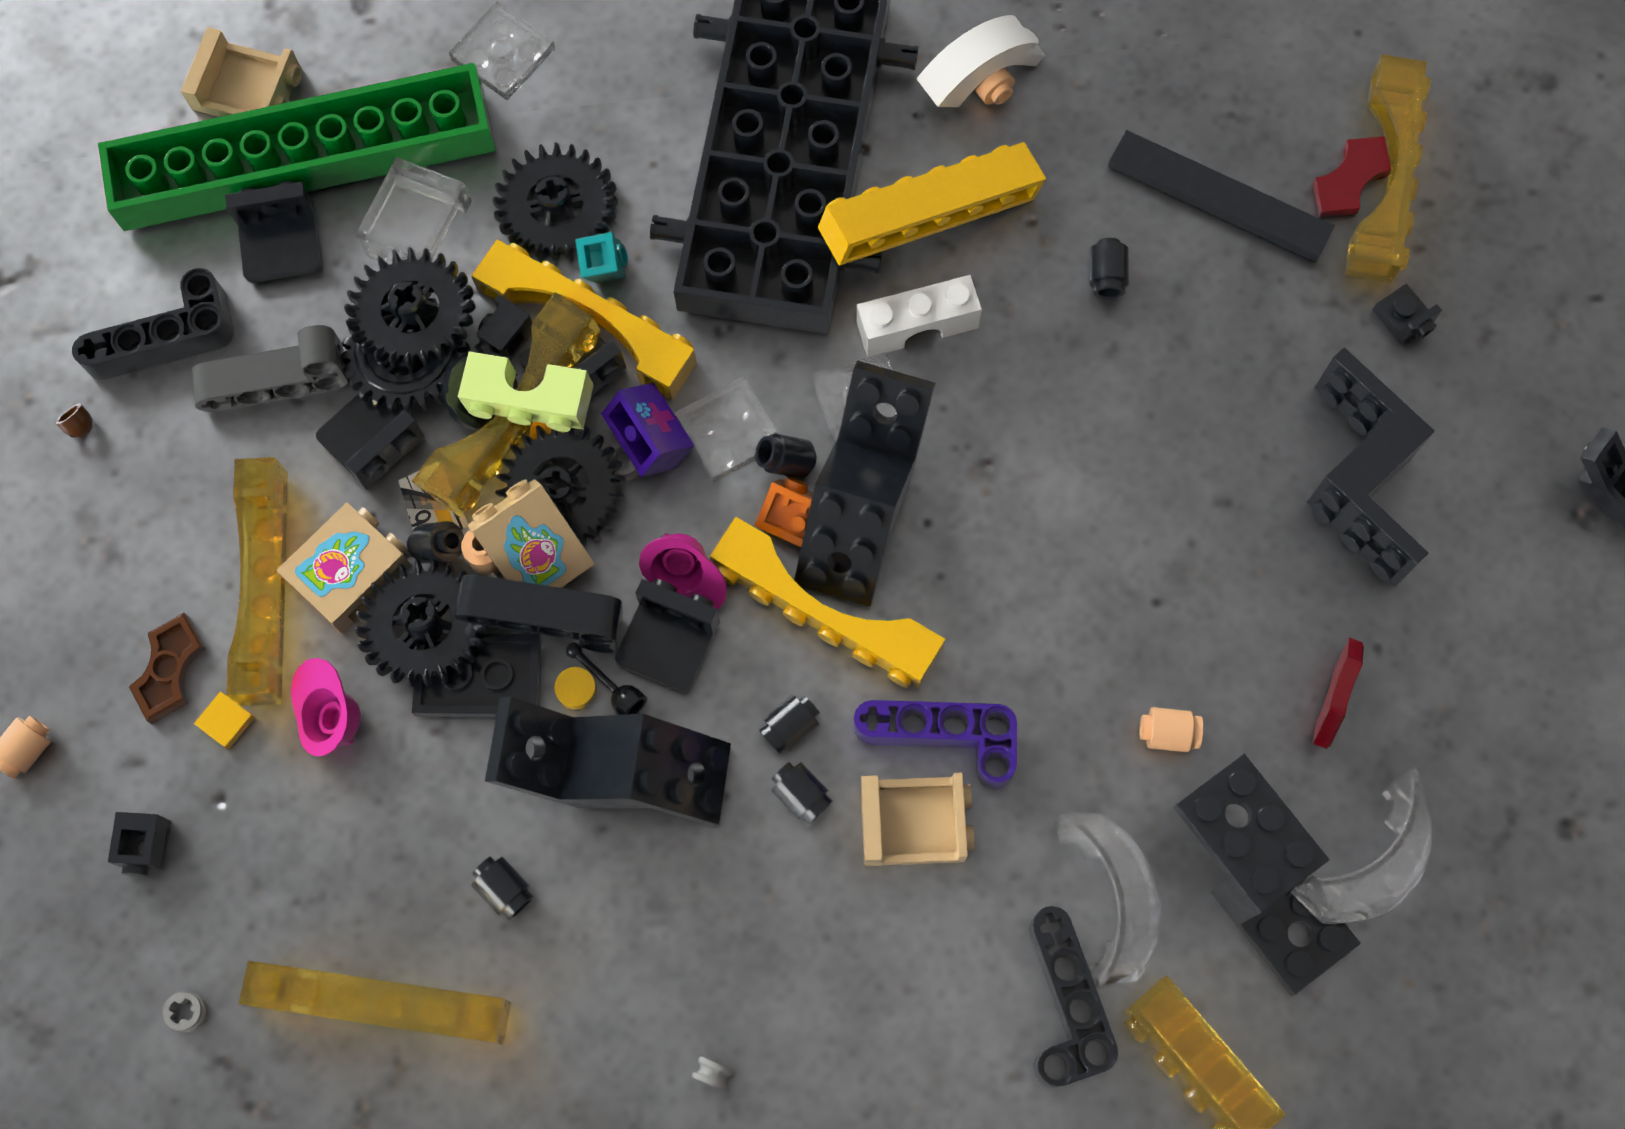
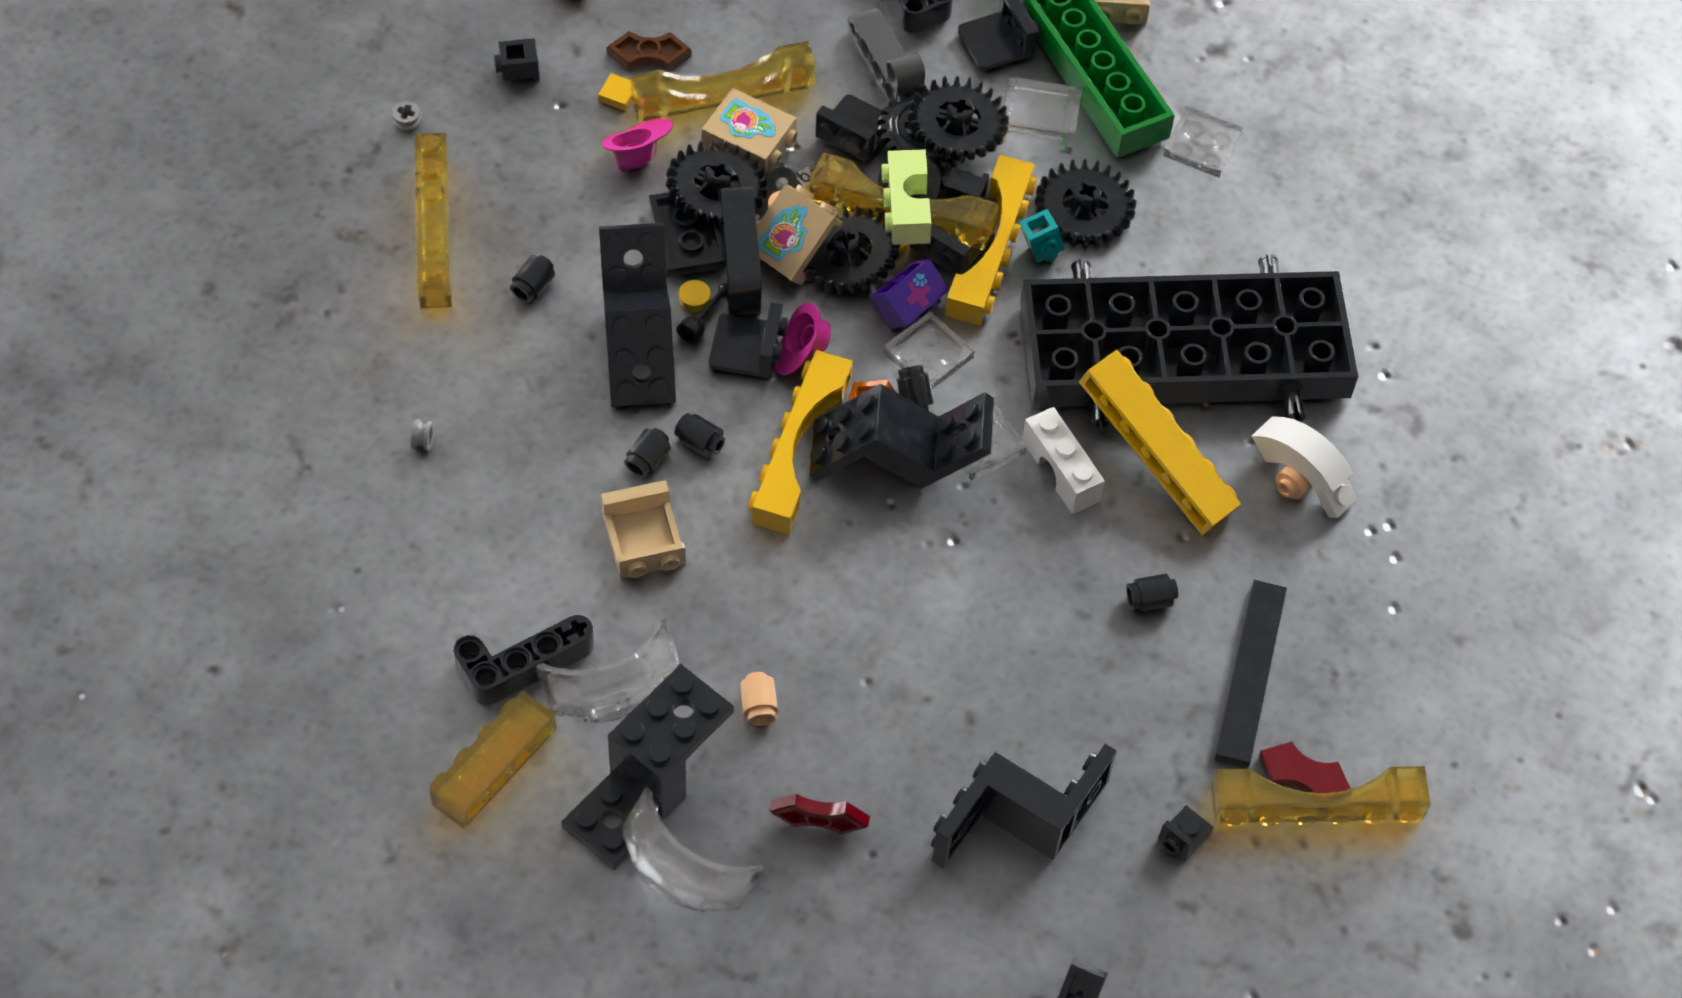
camera: 70 degrees right, 15 degrees down
(936, 735) = (718, 531): dark purple beam -> none

